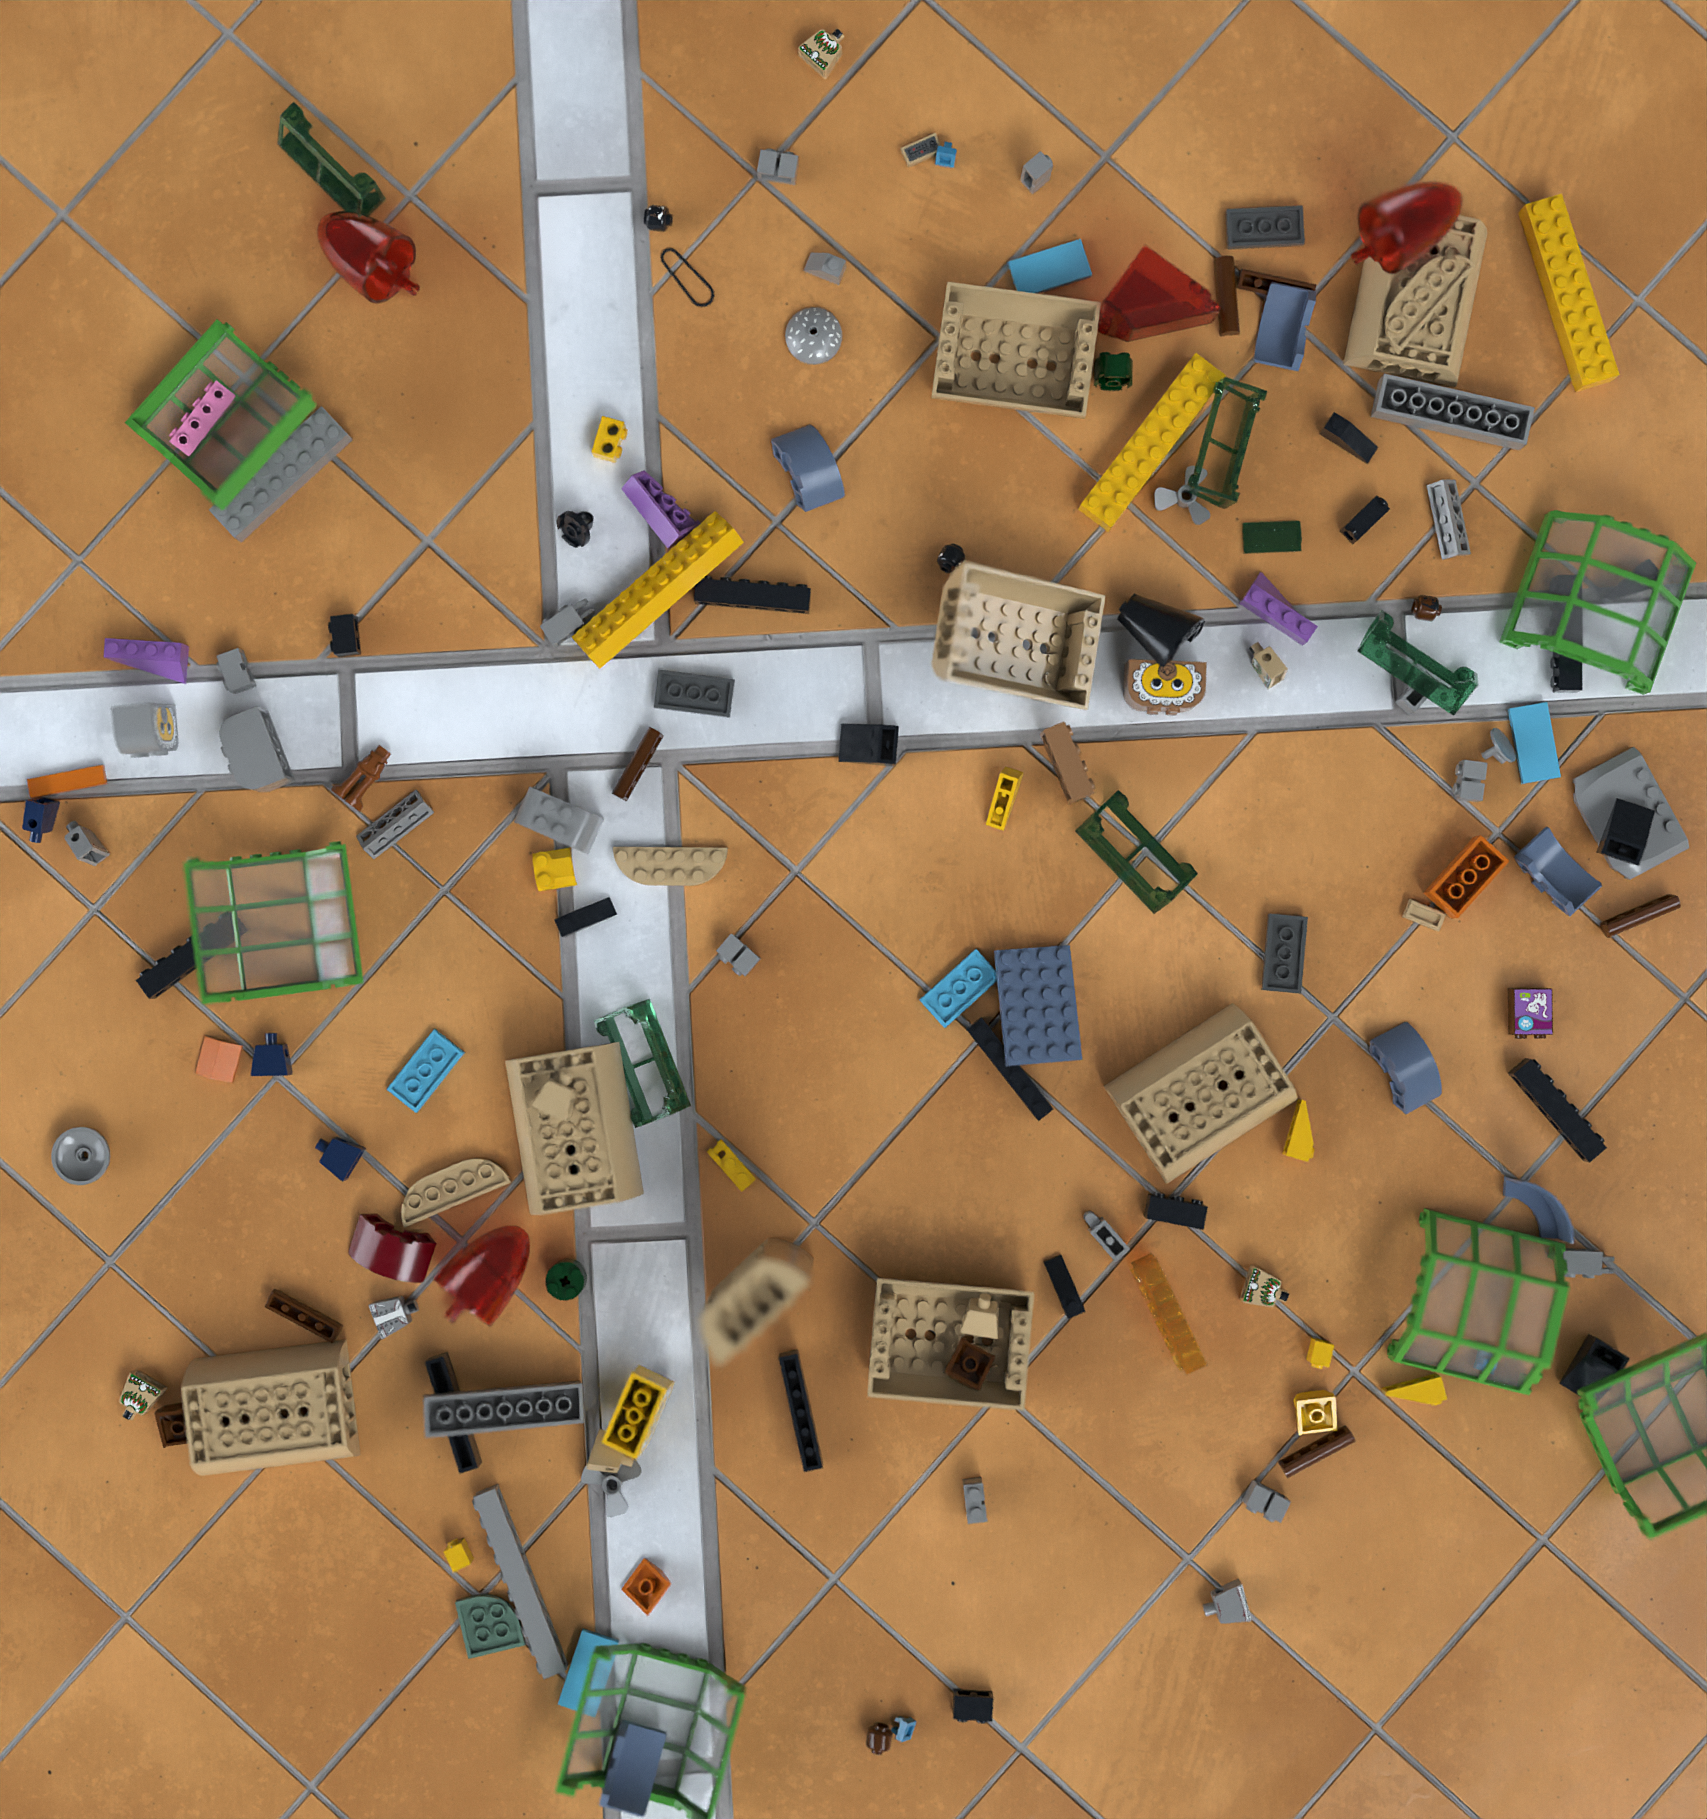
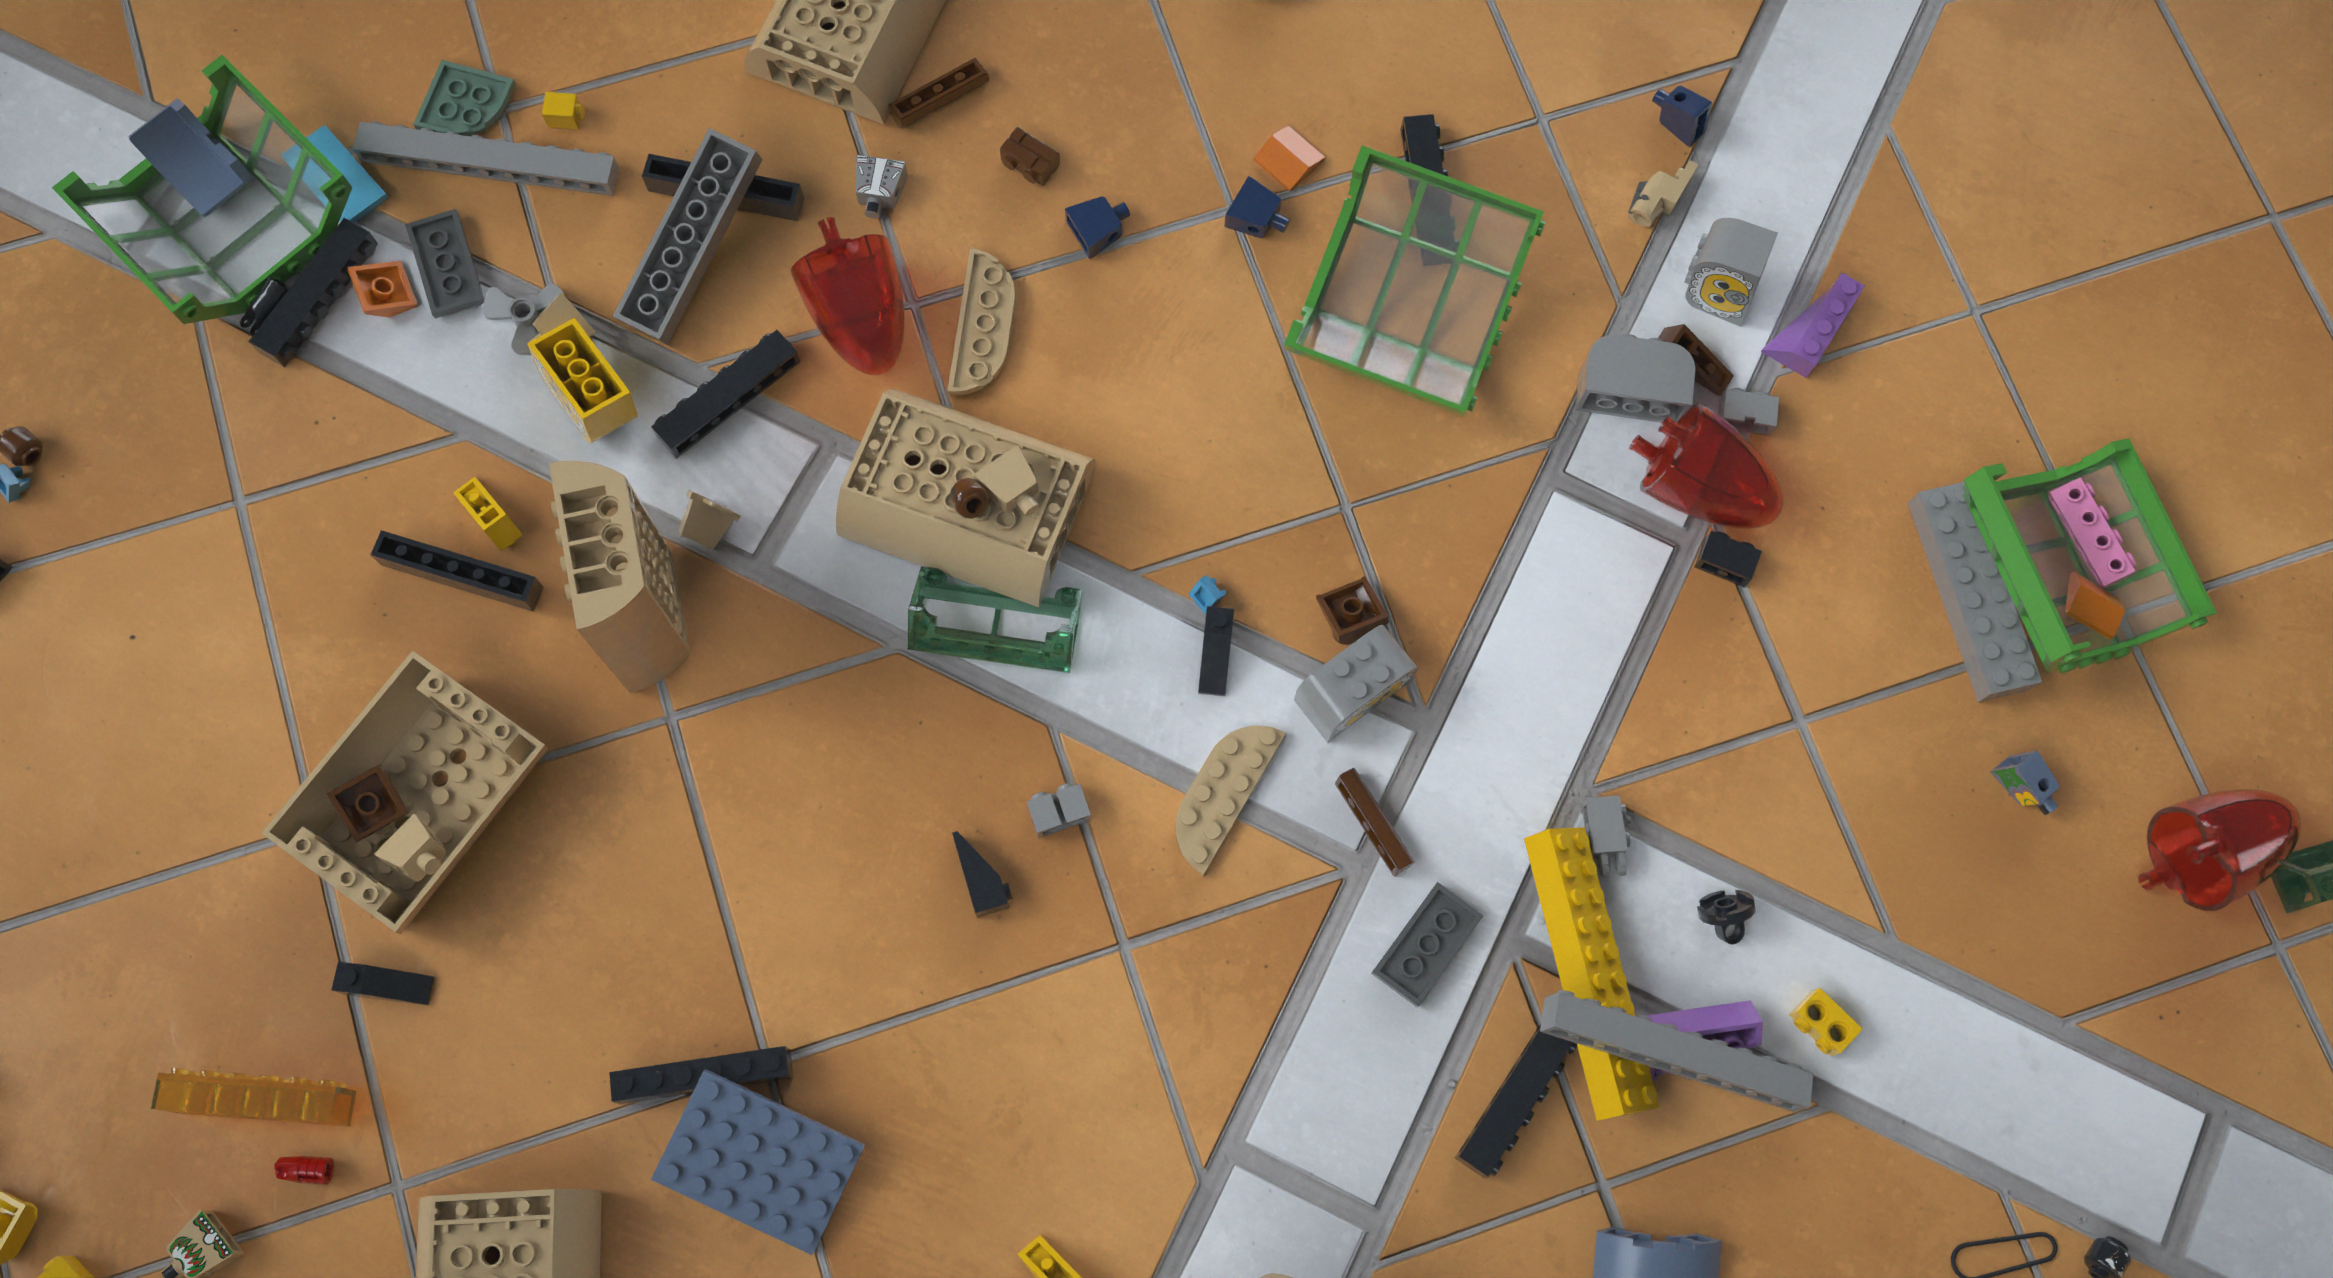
camera: 110 degrees right, 15 degrees down
(67, 781) = (1710, 165): orange tile -> none
(85, 844) = (1623, 143): light grey torso -> none
(109, 803) = (1659, 195): none -> tan plate
(219, 711) = (1708, 368): none -> reddish brown slope
(252, 396) = (2093, 606): none -> orange slope
(296, 674) = (1710, 472): none -> clear red windscreen
(316, 1228) = (1029, 156): none -> reddish brown brick
(371, 767) = (1543, 502): dark orange piece -> none
(390, 387) = (2028, 780): none -> sand blue torso
(391, 1252) = (949, 218): dark red panel -> none
(395, 827) = (1455, 491): light grey fence -> none
(425, 1070) = (1139, 370): medium azure tile -> none
(512, 847) = (1352, 611): none -> reddish brown slope
(552, 943) = (1206, 593): none -> dark azure tile
(553, 869) = (1297, 646): yellow slope -> none
(576, 1275) = (779, 388): dark green brick -> none
(581, 1116) = (969, 498): none -> reddish brown head
(592, 1321) = (725, 393): none -> black brick
(607, 1558) = (445, 263): none -> dark grey plate
(674, 1627) = (313, 293): none -> black brick
(679, 515) = (1676, 1051): none -> light grey brick
(681, 1278) = (705, 520): none -> tan container
(700, 1652) = (263, 304): none -> black piece
(732, 1165) = (804, 657): yellow plate -> none
(754, 1418) = (488, 514): none -> yellow slope
(807, 973) = (983, 882): none -> black slope
(868, 744) = (1235, 1136): black slope -> none
(959, 988) = (846, 1072): medium azure tile -> none
(974, 1500) = (206, 716): light grey piece -> none
(1106, 1236) = (407, 1075): light grey hinge -> none
(1176, 1210) = (378, 1191): black brick -> none
(1188, 1261) = (305, 1169): none -> red hinge

